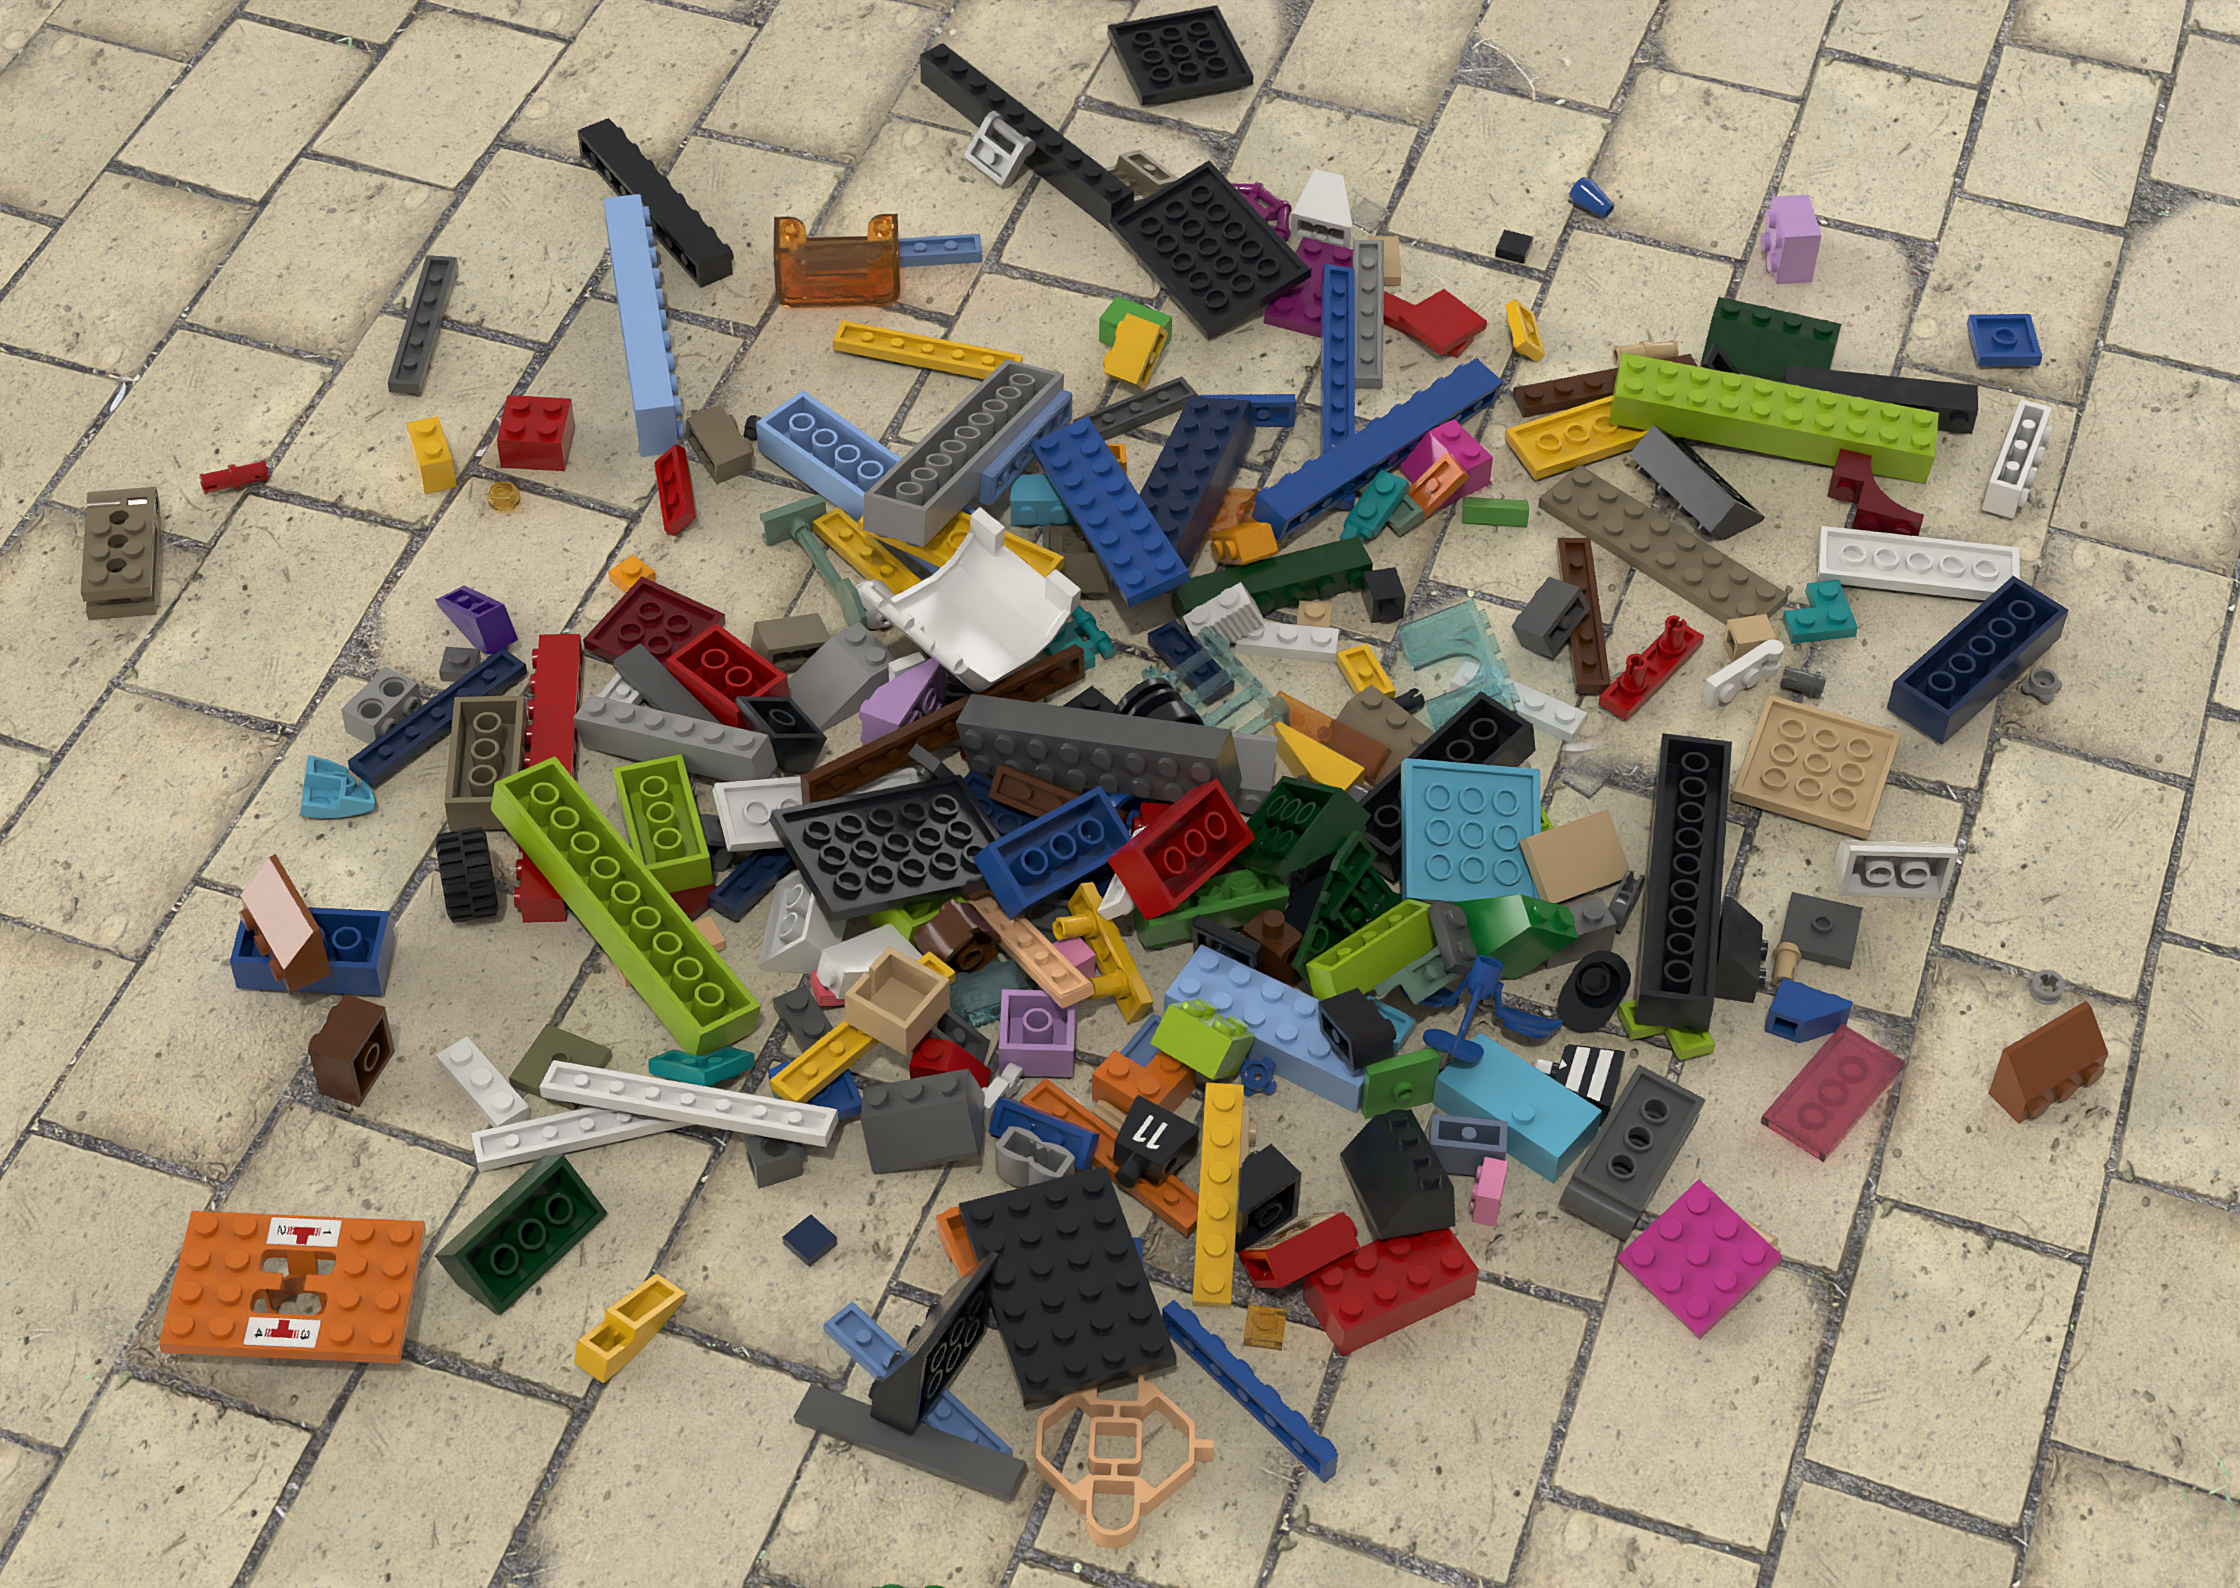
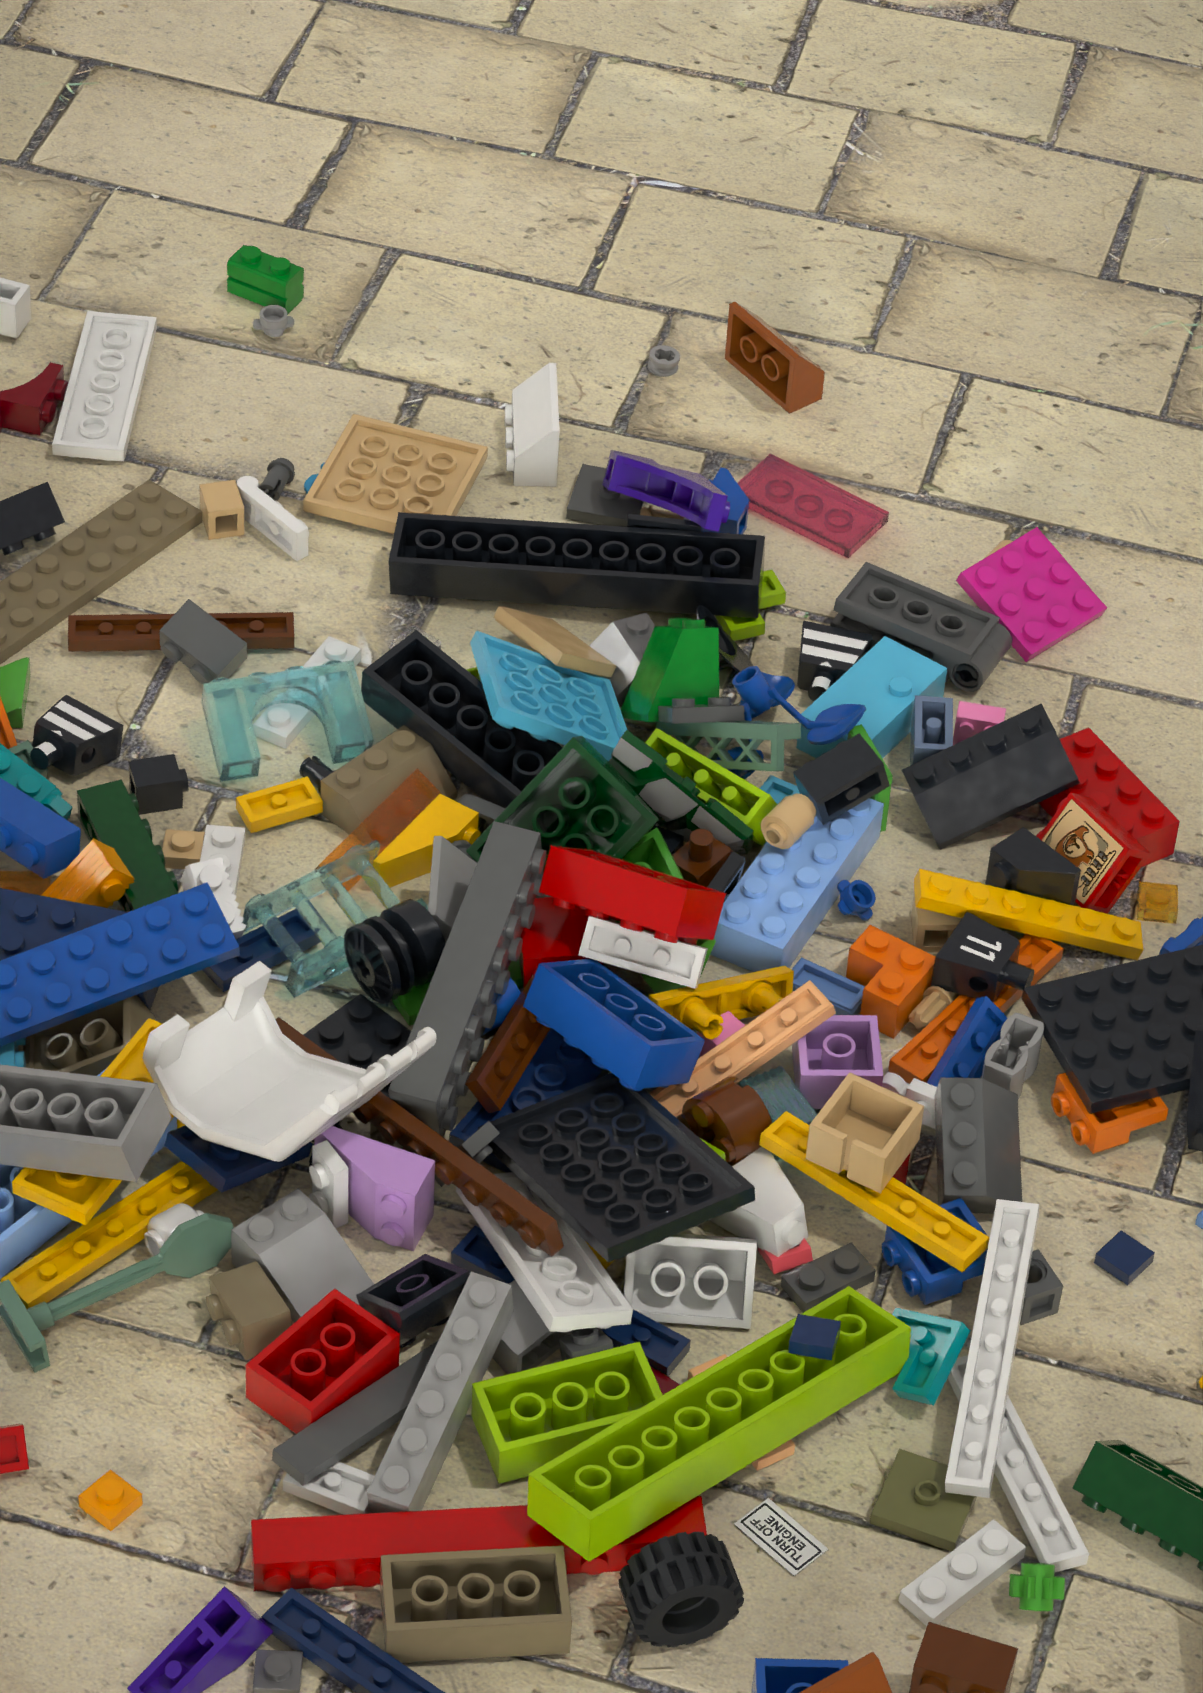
camera: 95 degrees left, 5 degrees down
(449, 1122) = (1037, 1586): none -> bright green gear
(543, 972) = (781, 1536): none -> white sticker
(651, 617) = (215, 1462): dark red plate -> none
(687, 959) = (814, 1337): none -> dark blue tile
(1203, 1038) = (852, 908): lime brick -> none
(1304, 990) = (788, 821): none -> tan brick
(1432, 539) = (75, 738): none -> black torso
(1626, 899) = (586, 618): dark grey piece -> none
(1651, 669) = (276, 591): red plate -> none
(1783, 948) = (667, 487): none -> dark purple arch
(1826, 619) = (177, 455): teal plate -> none
(1977, 659) = (255, 350): dark blue brick -> none
(2095, 672) = (265, 278): none -> green brick

